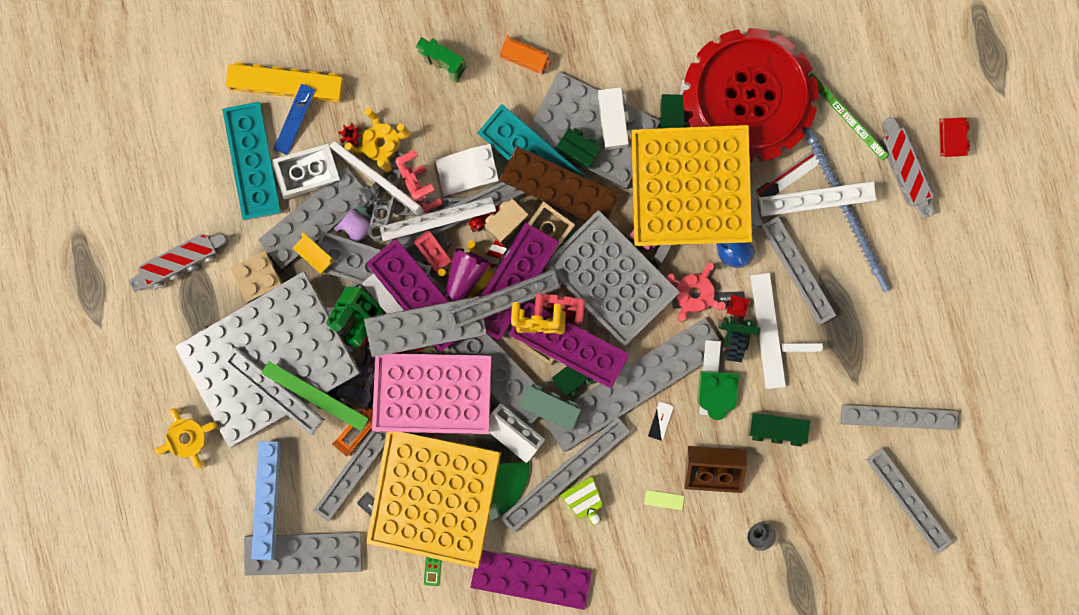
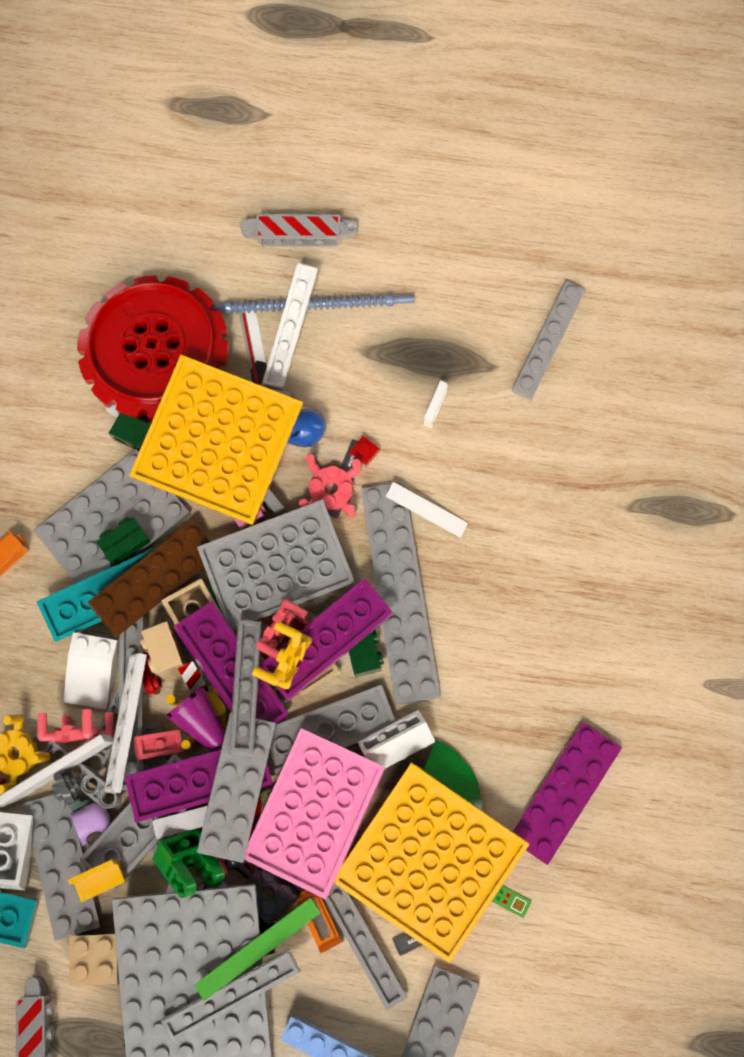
camera: 60 degrees left, 10 degrees down
(550, 407) = (385, 688): sand green brick -> none
(565, 474) = (466, 707): light grey plate -> none
(584, 500) = (501, 696): torso -> none
(613, 118) = (109, 492): white brick -> none
(660, 421) = (450, 580): sticker -> none
(664, 500) = (536, 612): yellowish green sticker -> none
(715, 469) = (526, 544): reddish brown slope -> none
(717, 392) = (445, 508): green plate -> none
(737, 337) = (396, 462): plate -> none
(761, 536) = (616, 525): dark grey plate -> none
(768, 335) = (403, 432): white tile -> none
(778, 429) = (510, 462): dark green brick -> none
(798, 271) = (354, 375): light grey plate -> none
(849, 119) = (228, 262): sticker -> none
(909, 501) = (639, 364): light grey plate -> none
(954, 136) = (288, 173): red brick -> none

